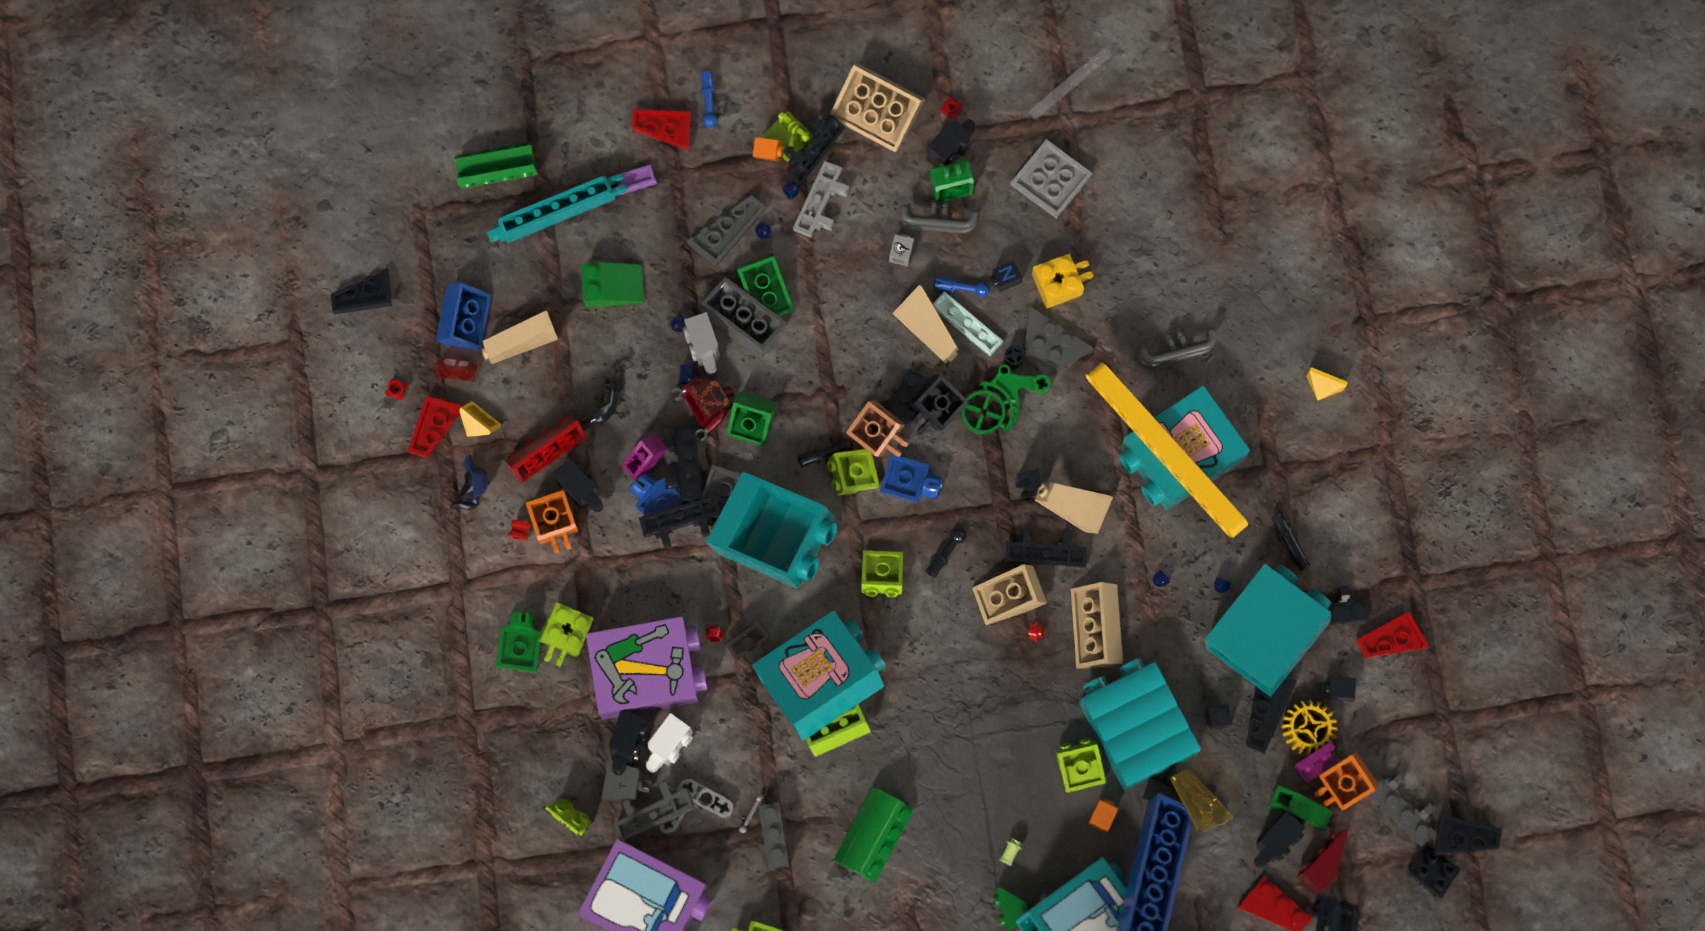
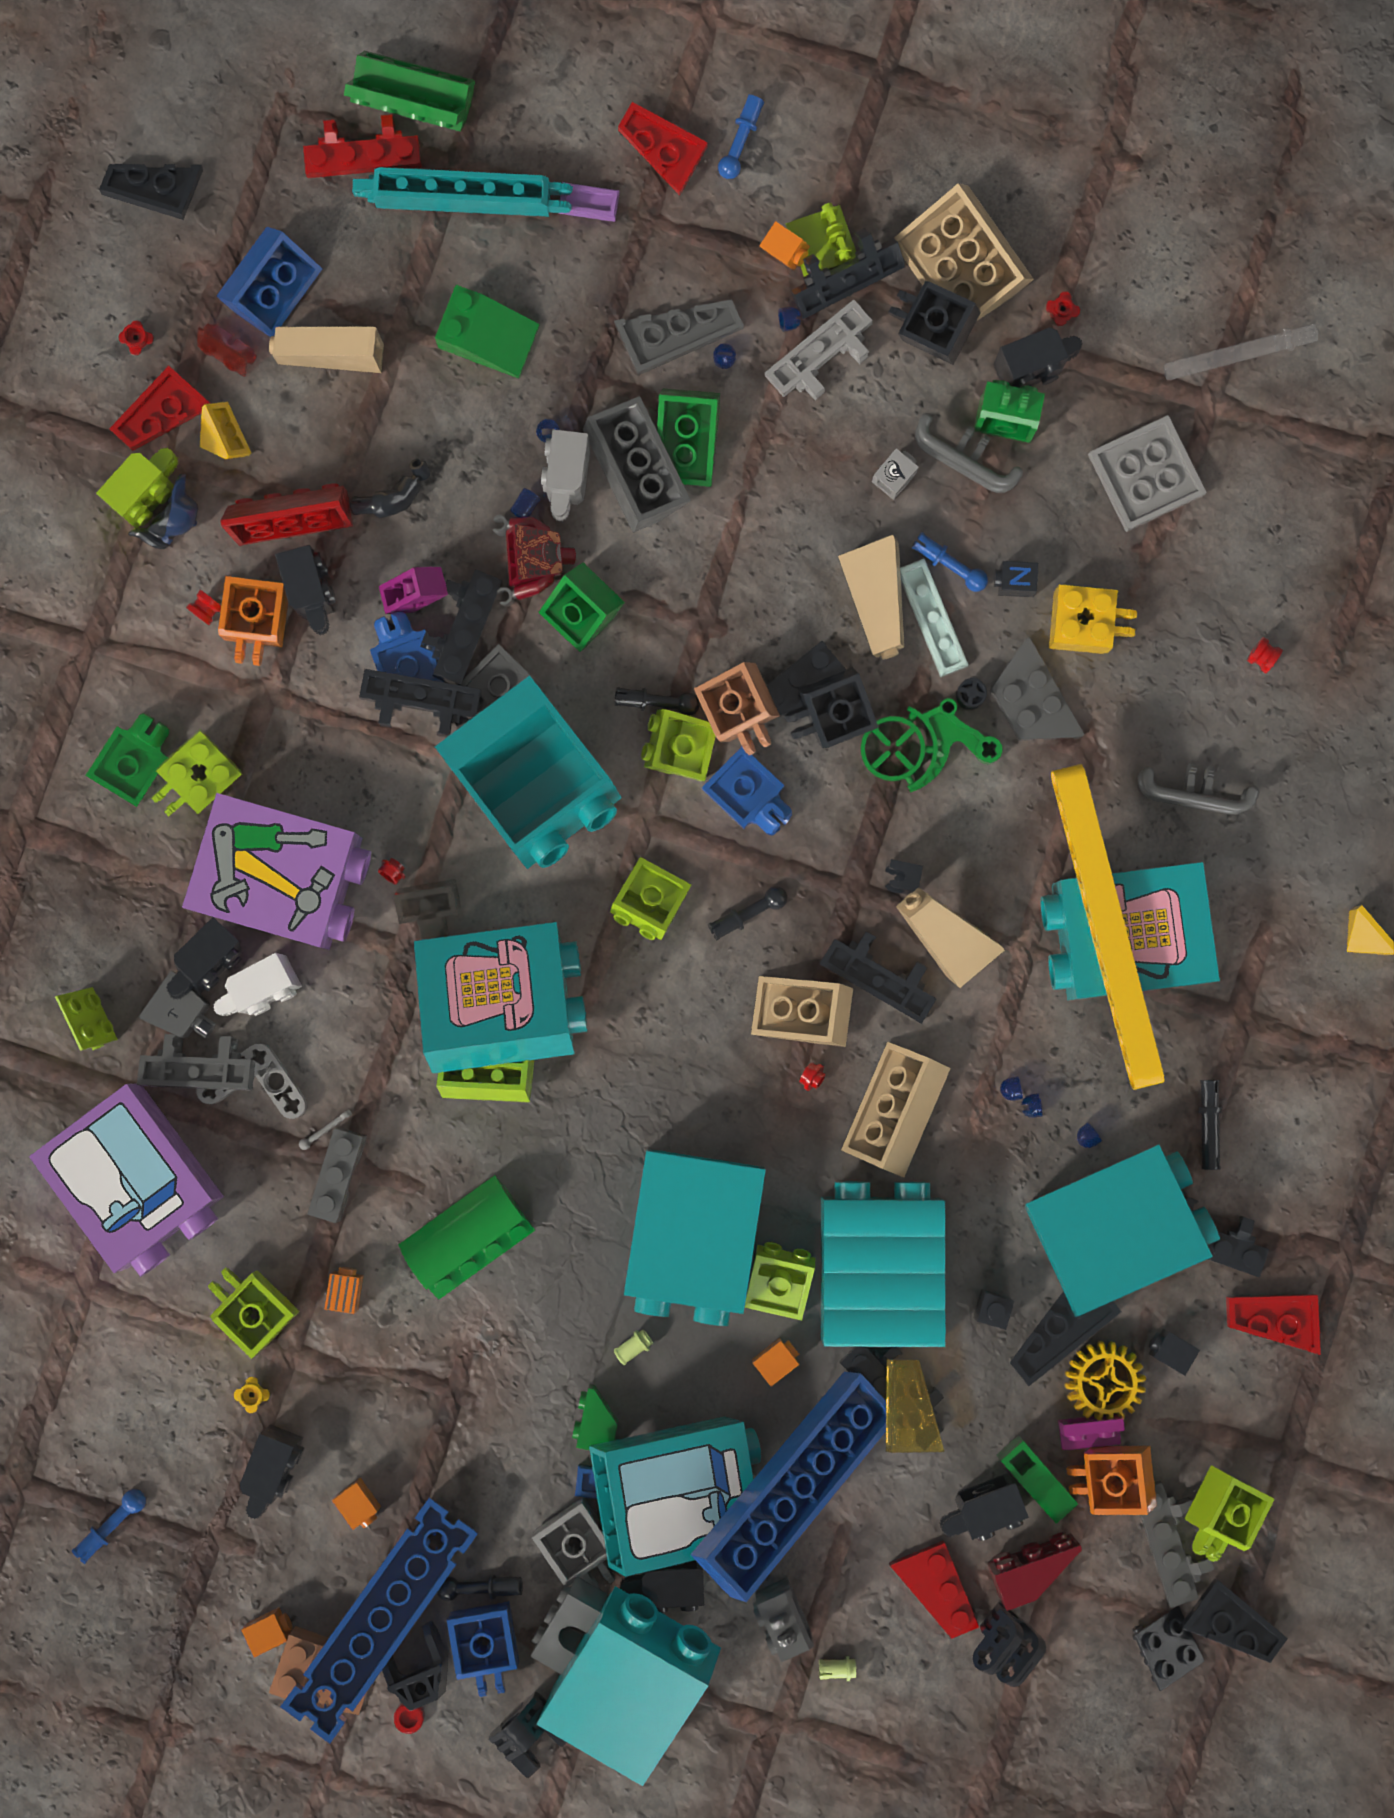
camera: 25 degrees right, 10 degrees up
(444, 476) = (140, 486): none -> lime hinge
(470, 224) = (338, 157): none -> red hinge
(813, 906) = (344, 1290): none -> orange brick
(872, 142) = (928, 307): none -> black hinge
(1013, 761) = (694, 1235): none -> teal brick
(1176, 250) = (1264, 655): none -> red wheel
(1181, 585) = (1035, 1106): none -> clear blue hinge
(1423, 768) = (1226, 1513): none -> lime hinge

